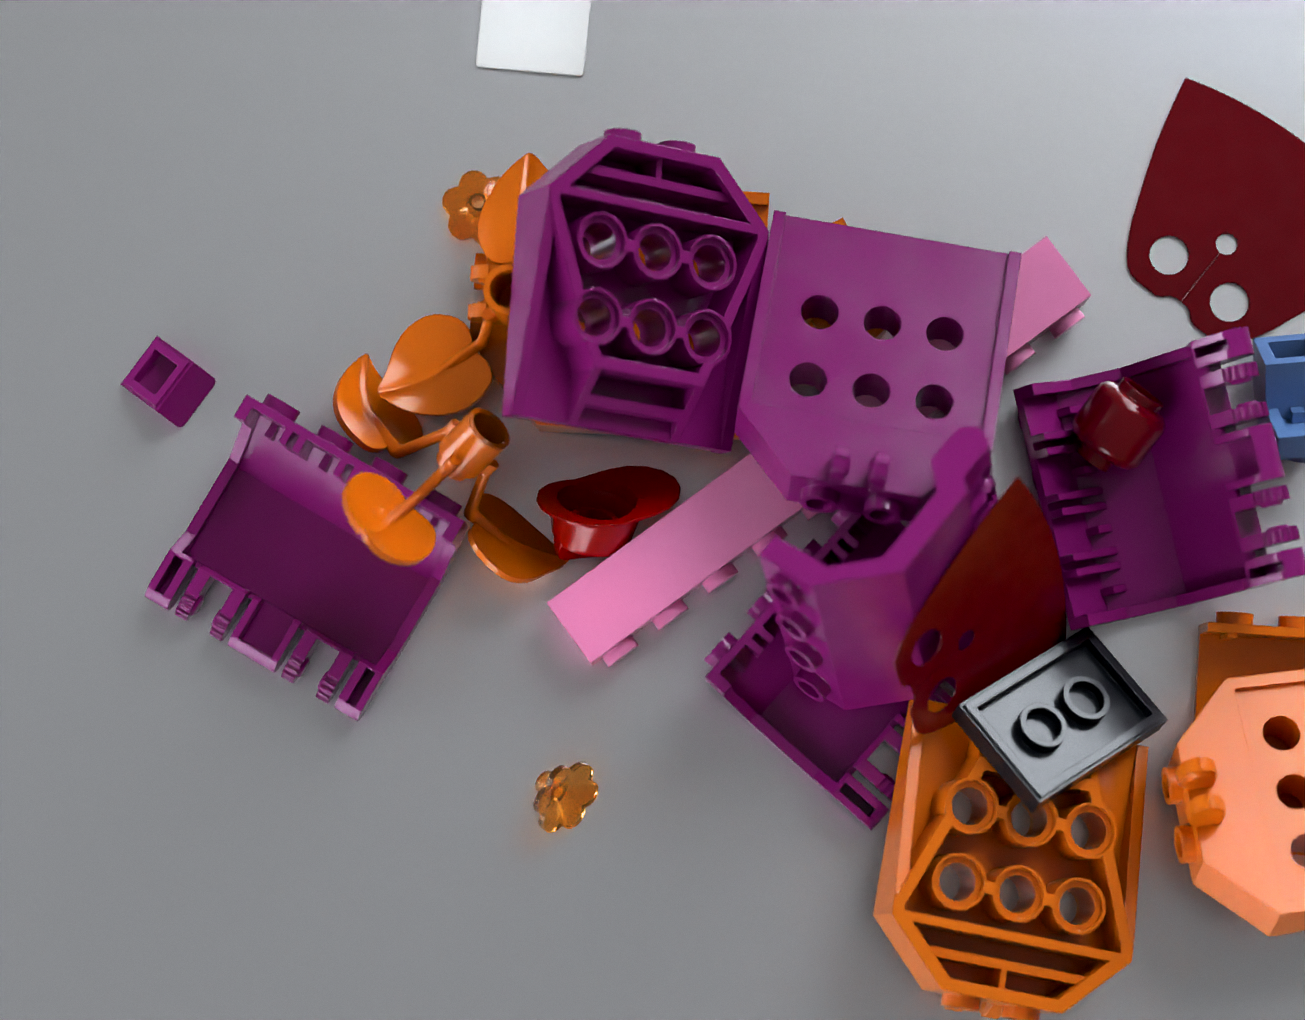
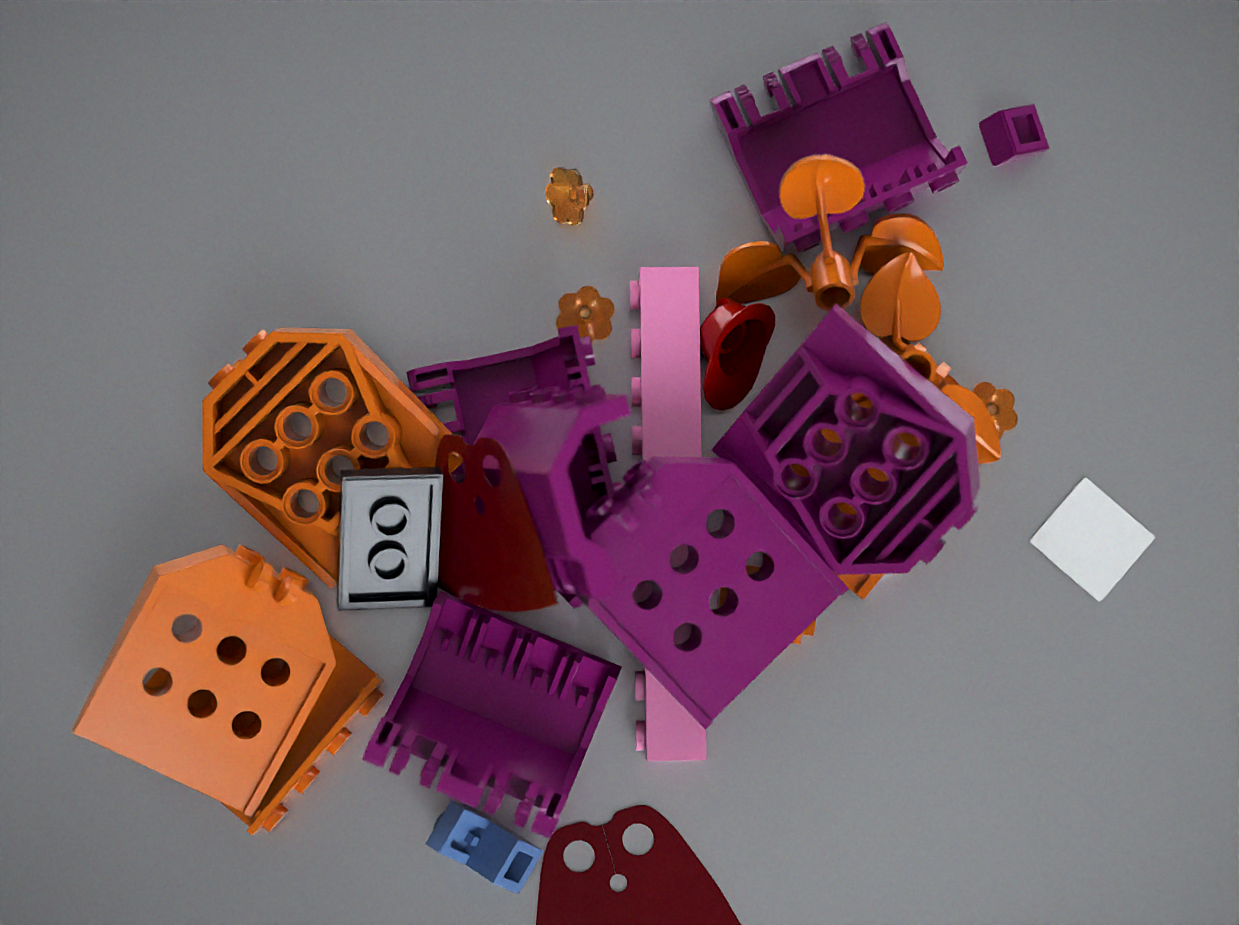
camera: 115 degrees right, 0 degrees up
(678, 709) = (598, 322): none -> clear orange plant
(1118, 425) = (549, 717): dark red head -> none

